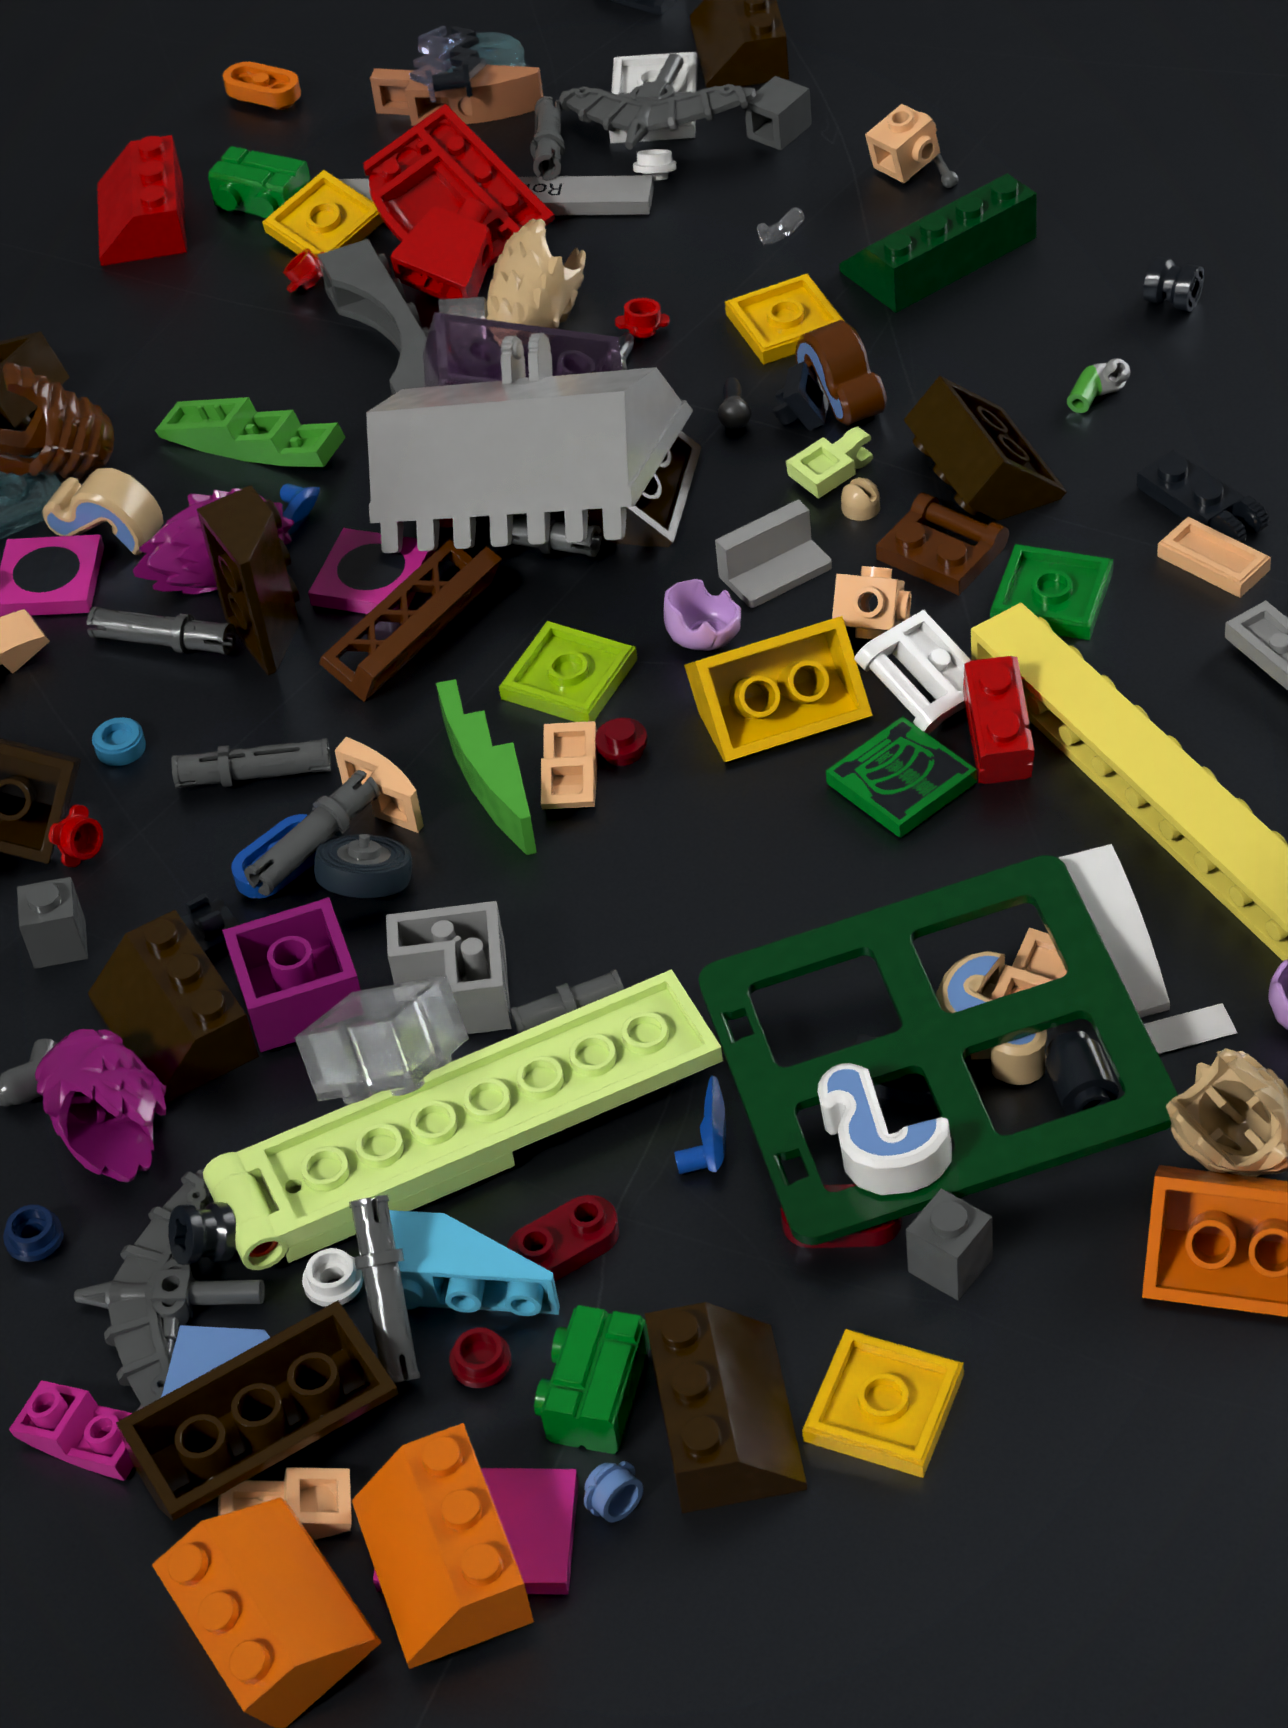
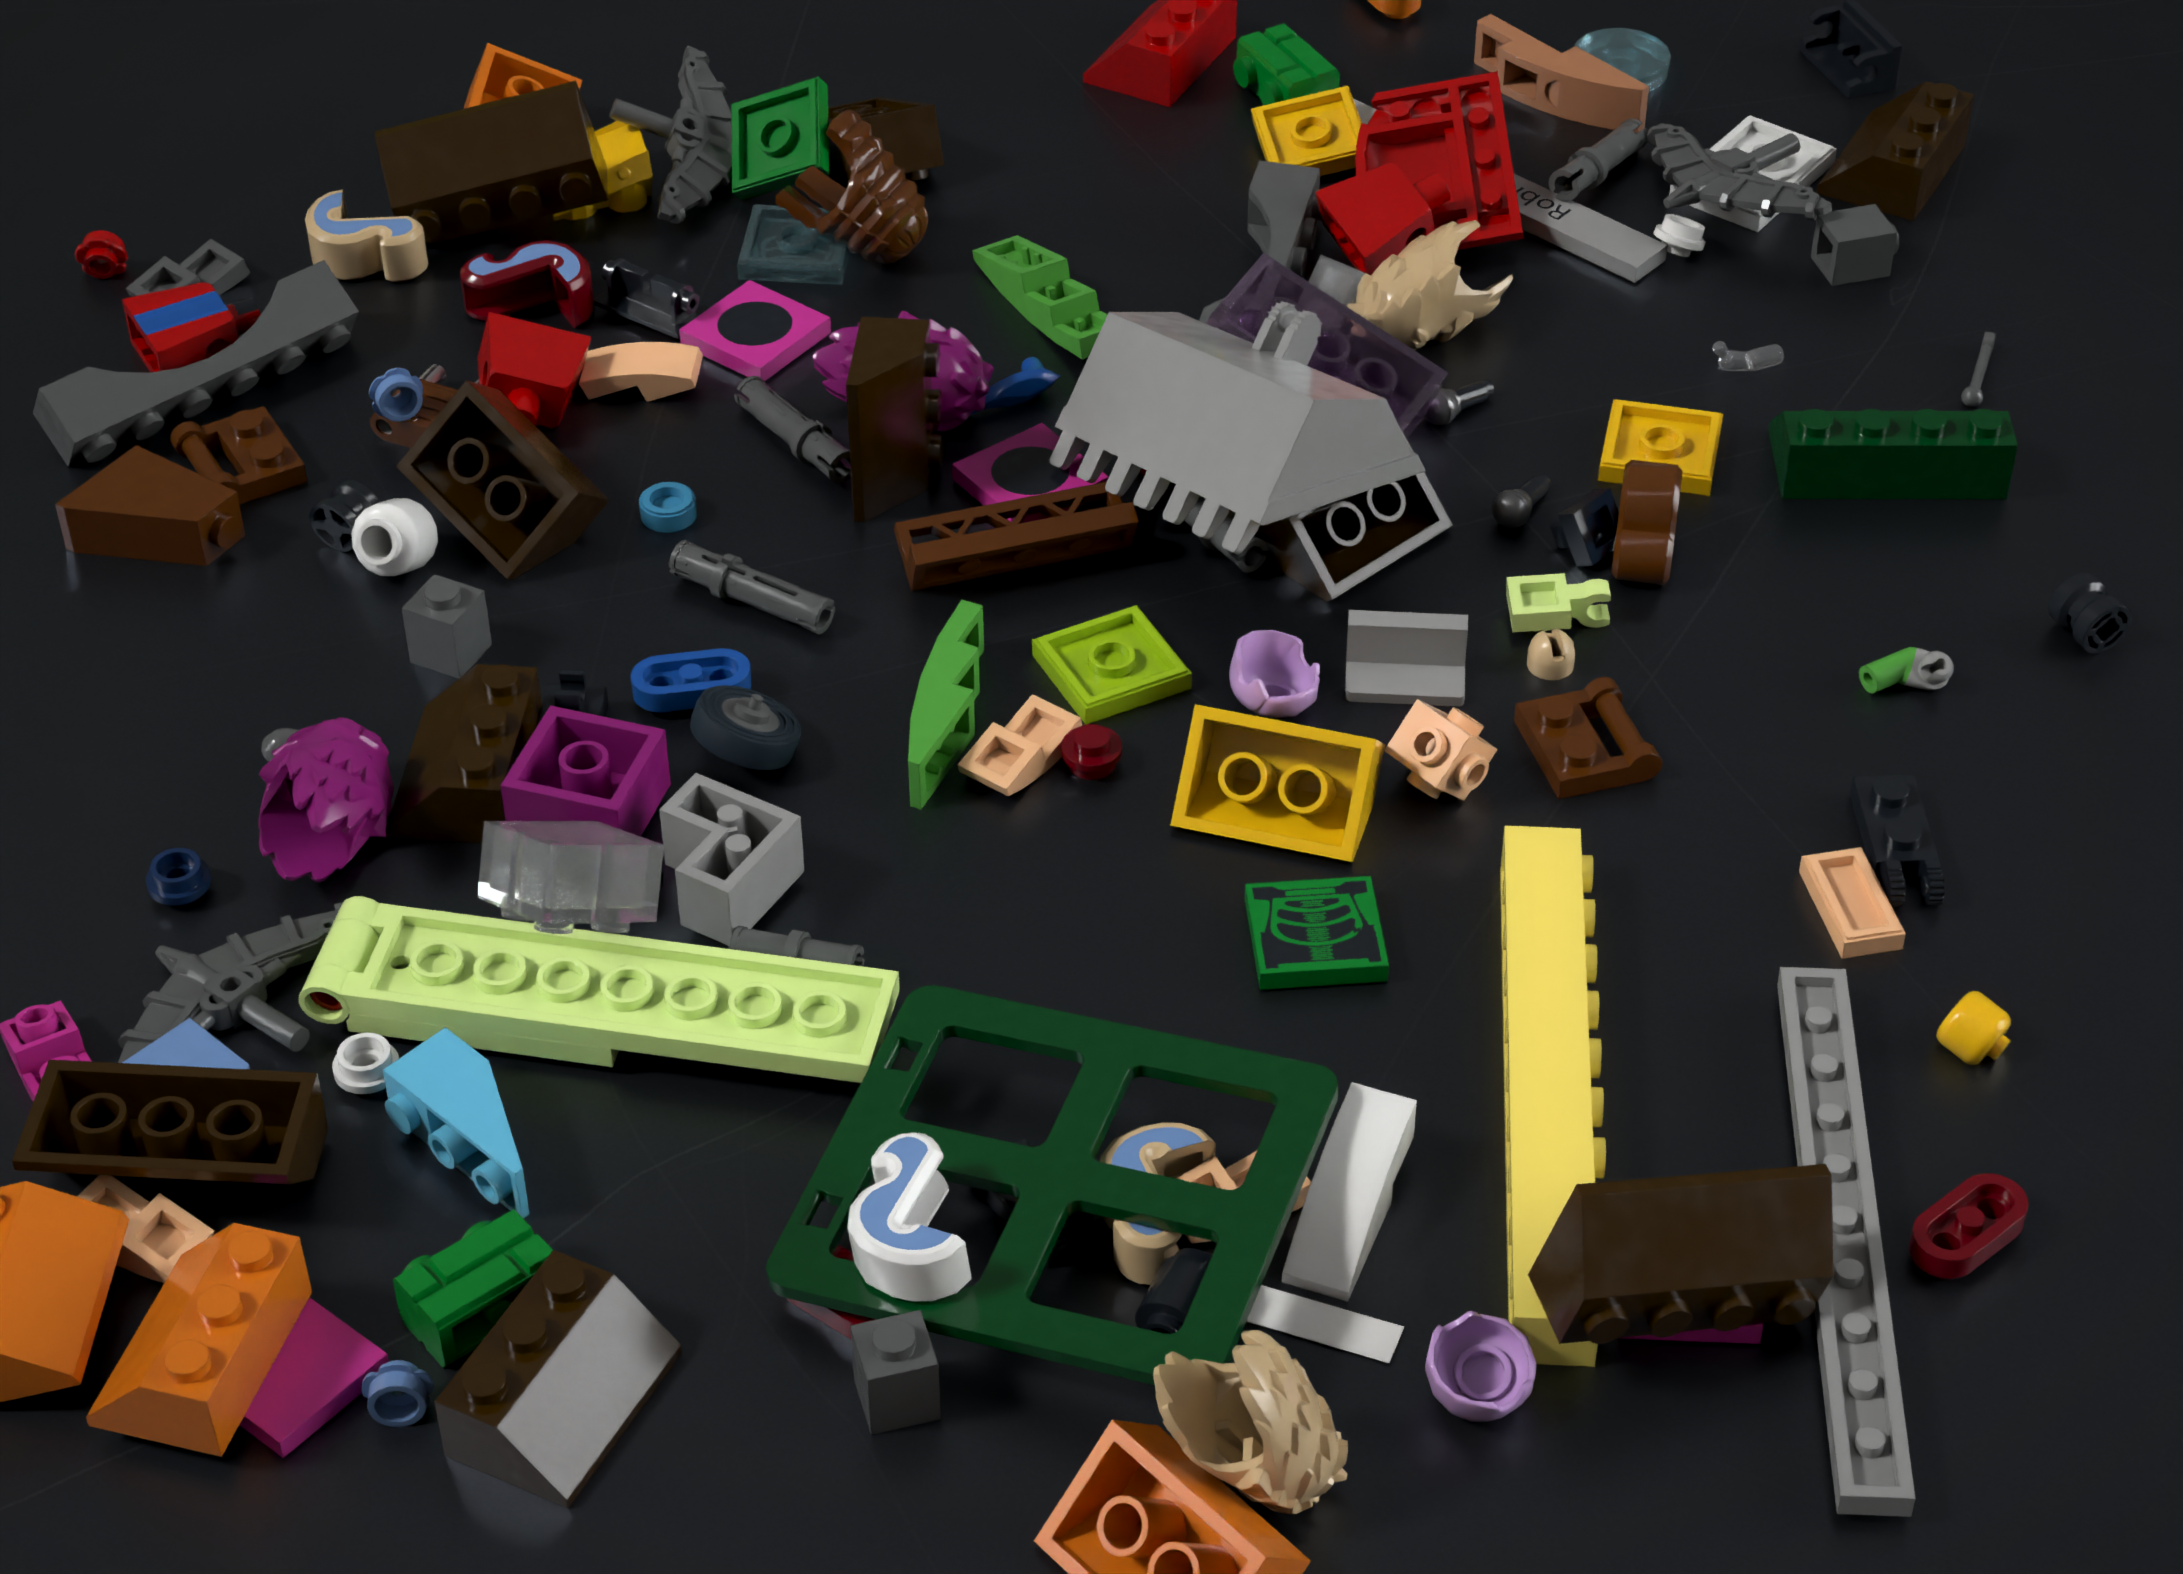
camera: 30 degrees right, 5 degrees down
(77, 836) = (548, 580): red plate -> none
(105, 497) = (848, 282): tan animal -> none
(202, 1233) = (289, 955): black wheel -> none
(303, 270) = (1242, 172): red plate -> none
(329, 818) = (735, 668): dark grey pin -> none
(384, 1287) = (371, 1091): dark grey pin -> none
(397, 798) = (834, 666): light nougat slope -> none
(433, 65) = (1580, 44): piece -> none
(480, 1358) = (411, 1209): dark red plate -> none
(565, 1238) = (585, 1156): dark red plate -> none
(642, 317) = (1516, 374): red plate -> none
(713, 1135) = (801, 1150): blue bar -> none
(883, 1403) = (706, 1477): yellow tile -> none
(903, 143) = (1946, 333): light nougat brick -> none
(930, 658) = (1445, 841): white plate -> none
(980, 453) = (1712, 672): dark brown slope -> none
(998, 719) = (1443, 926): red brick -> none
(1056, 586) = (1652, 845): green tile -> none

